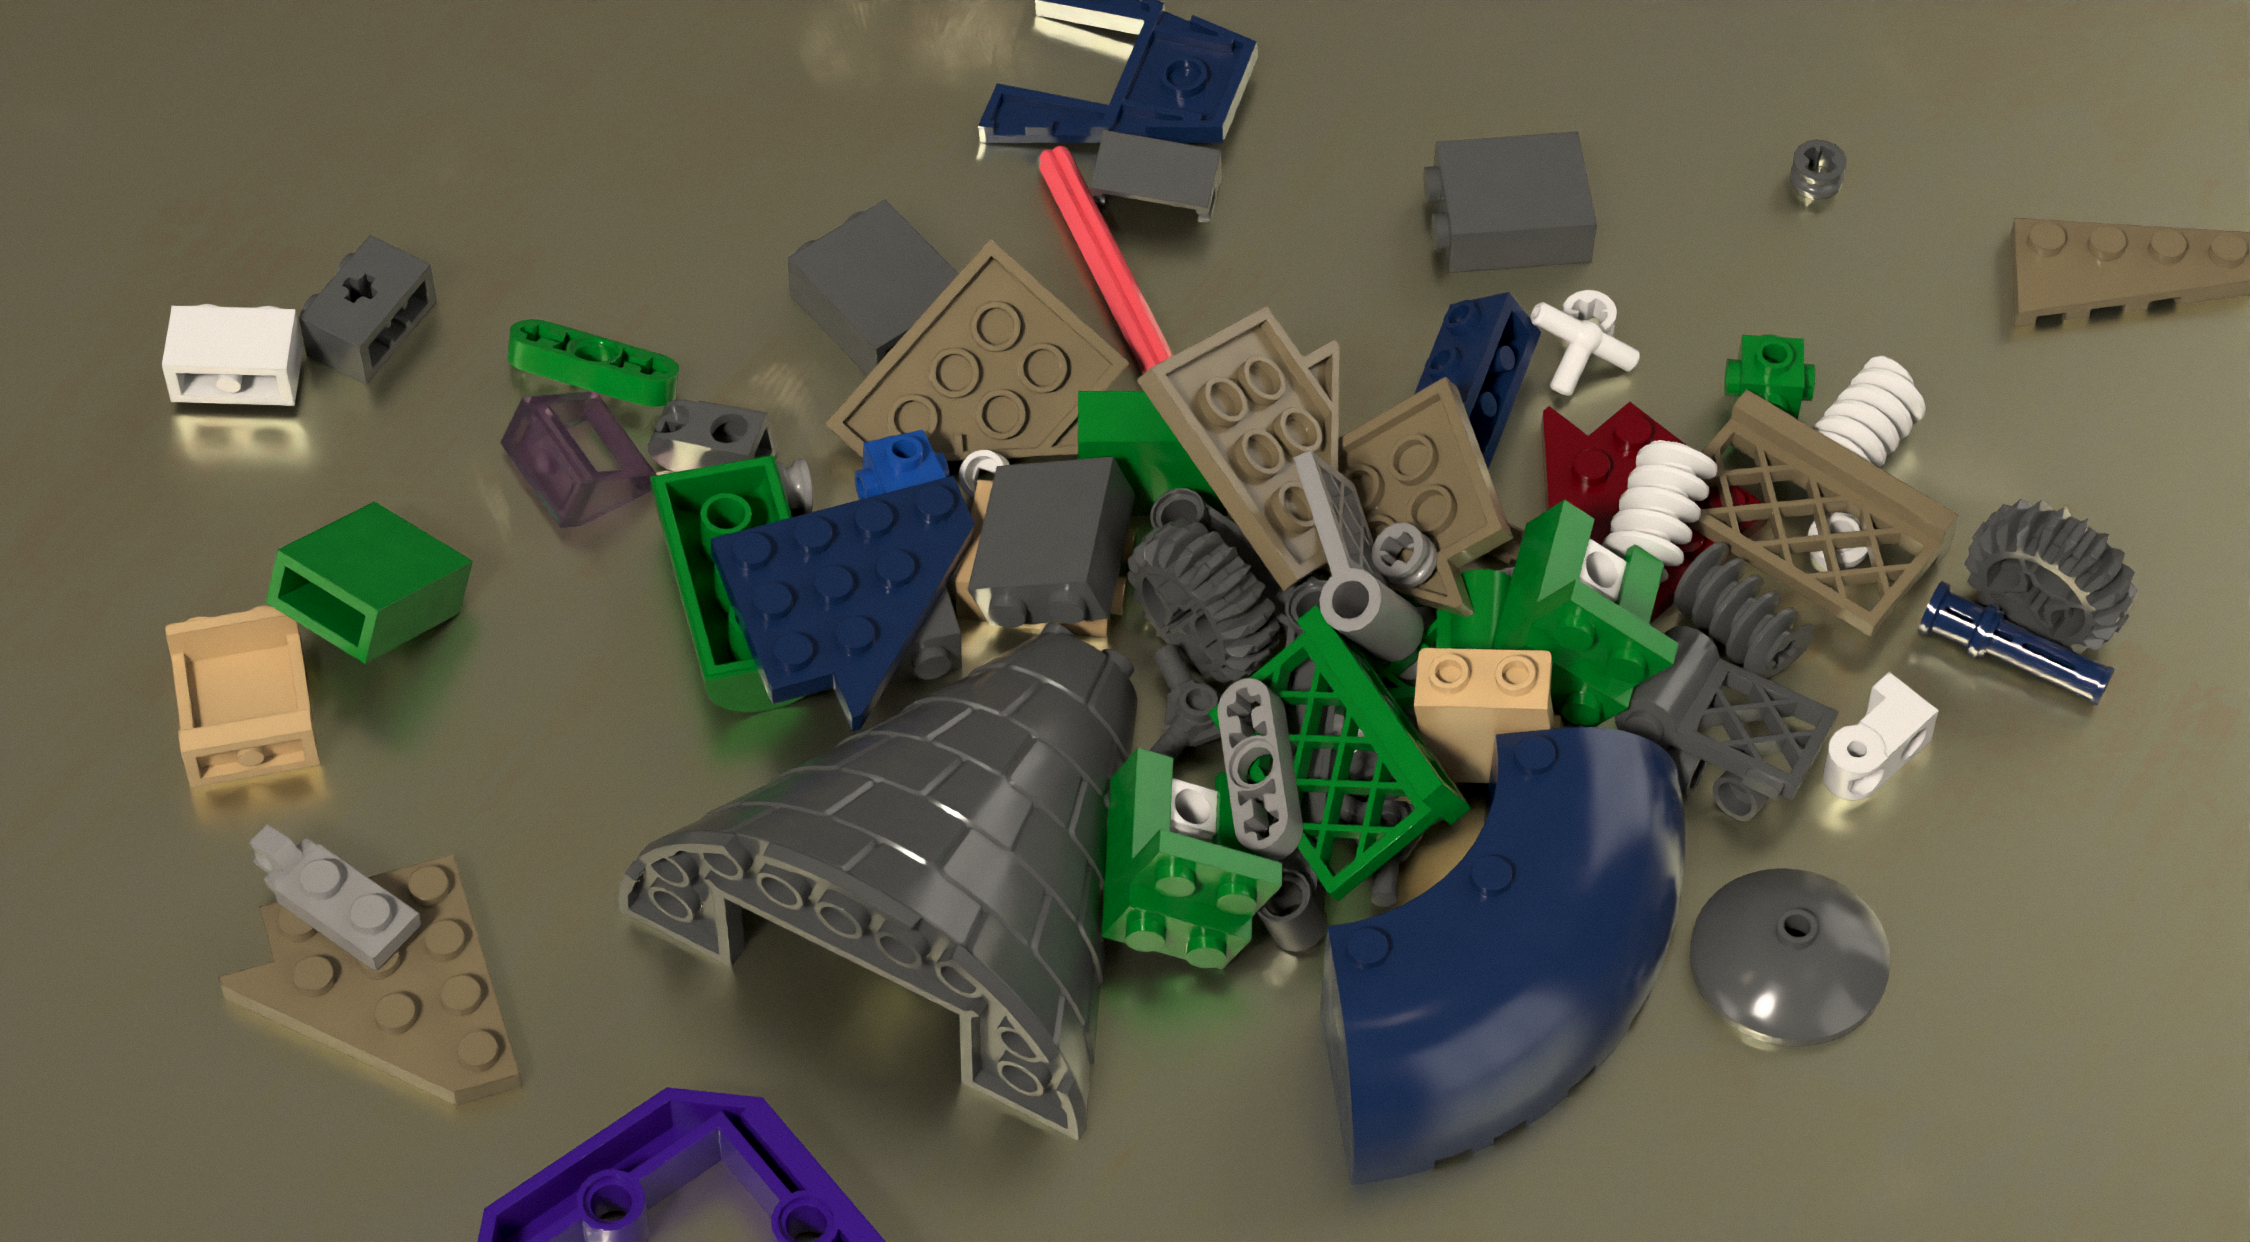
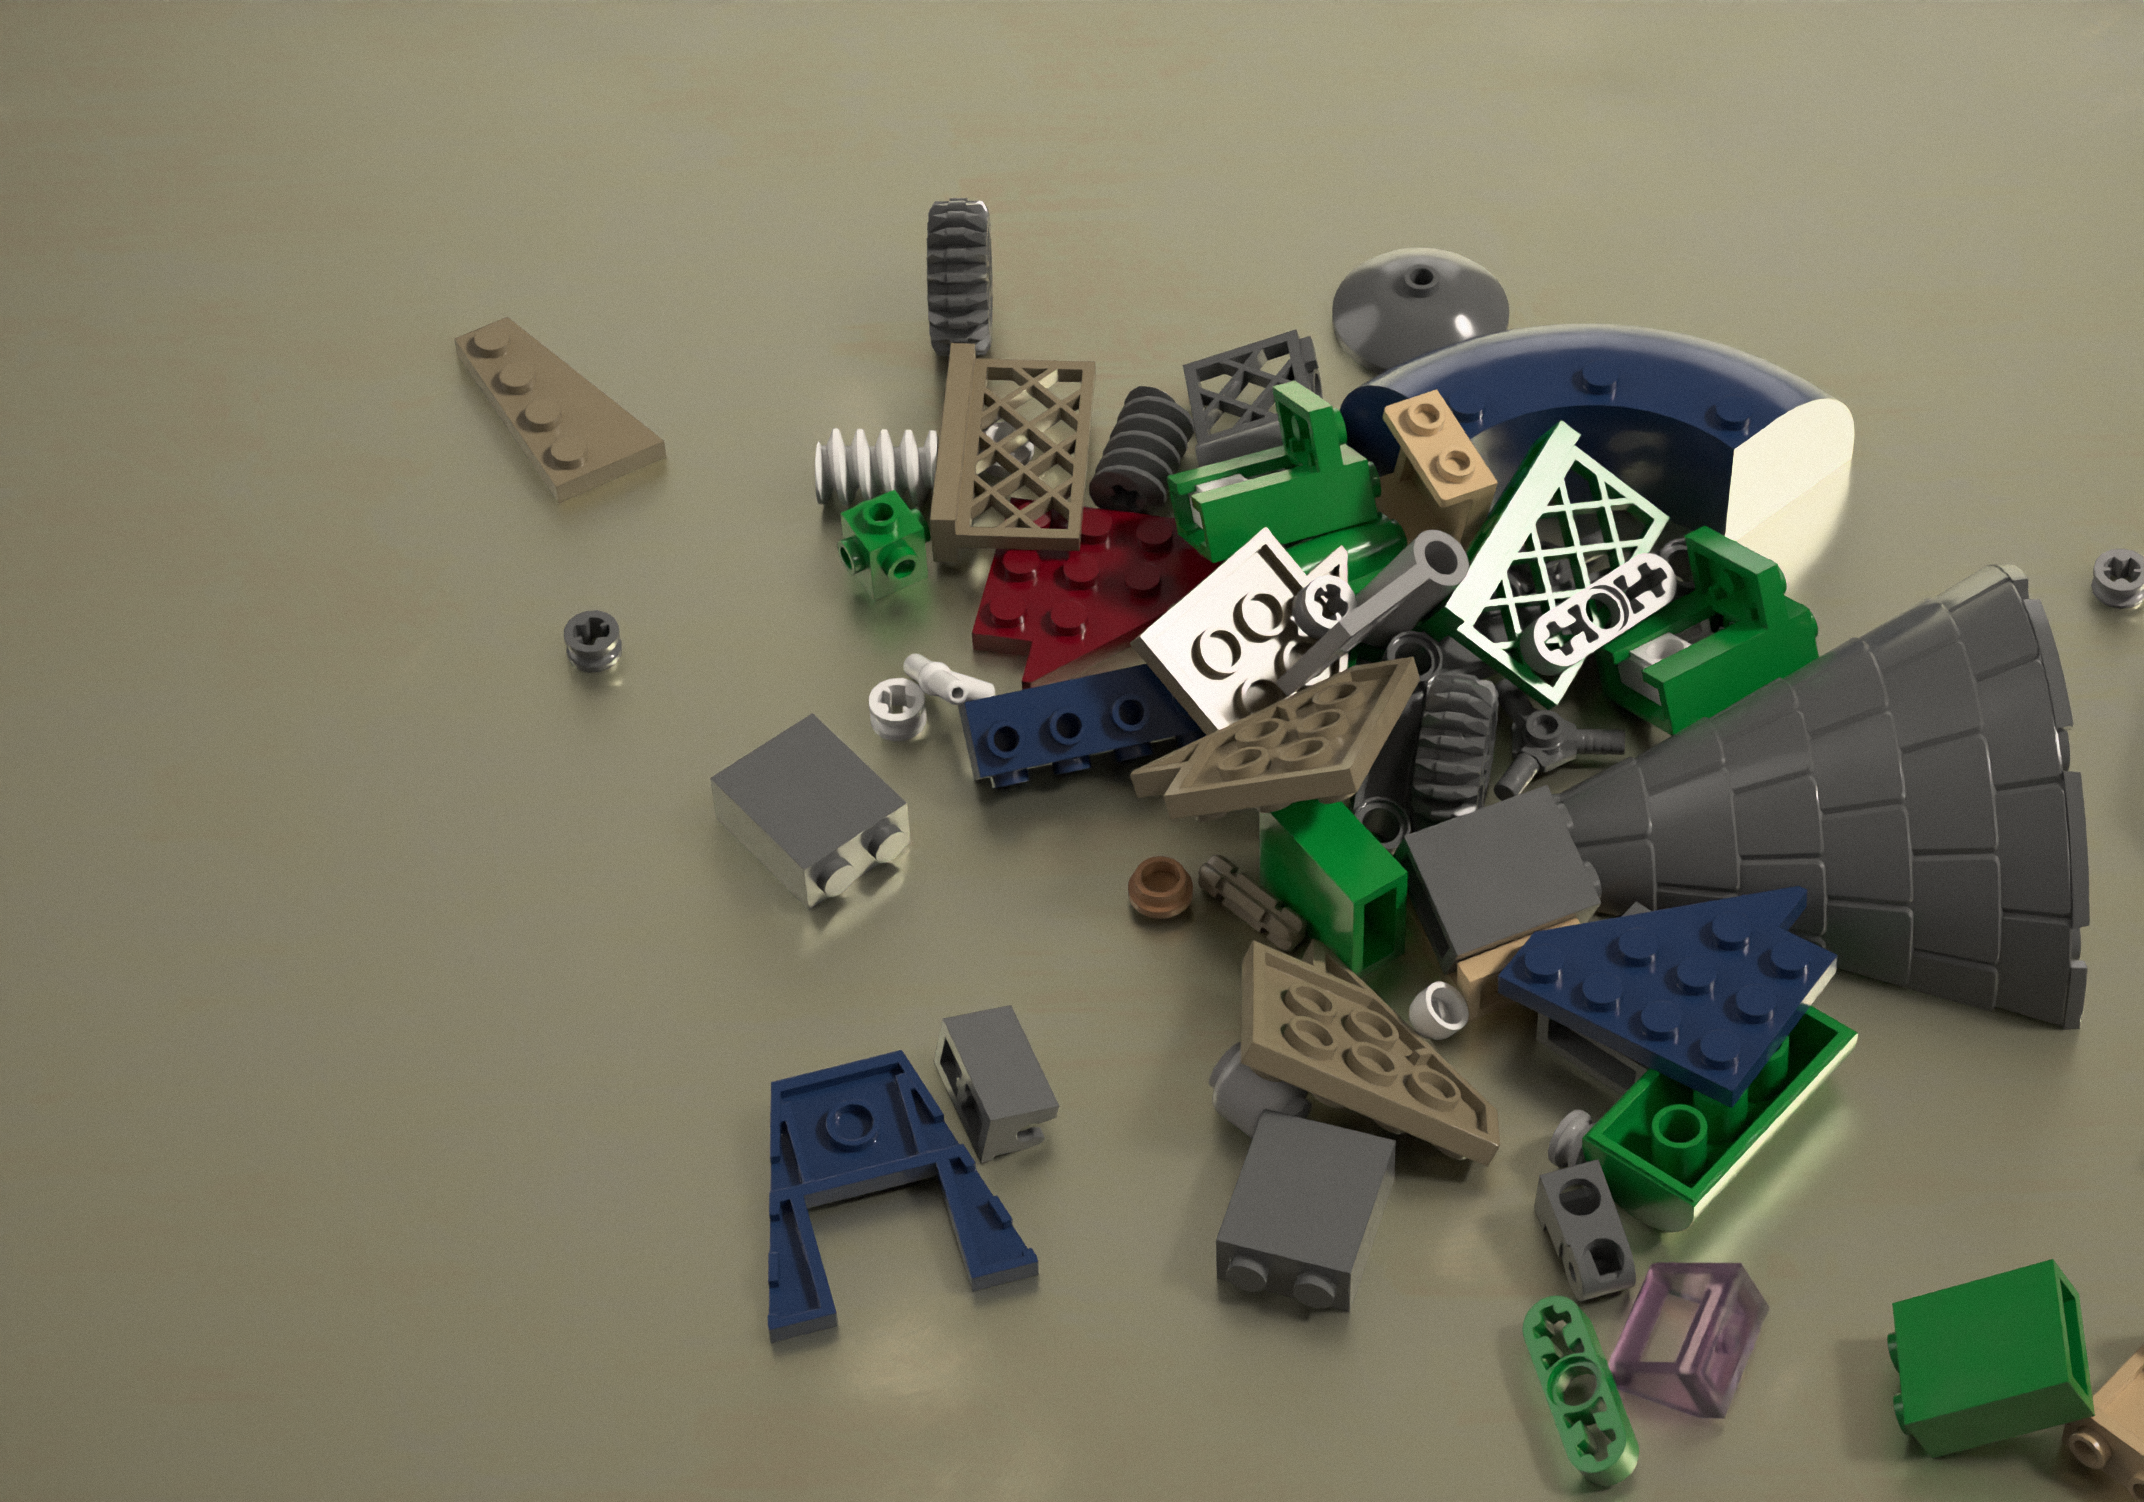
camera: 120 degrees left, 5 degrees down
(898, 464) = (1510, 1049): blue brick -> none
(1104, 258) = (1114, 1078): coral axle -> none
(1661, 502) = (1109, 501): white piece -> none
(1886, 739) = (1184, 331): white leg -> none
(1988, 633) = (1024, 319): dark blue pin -> none

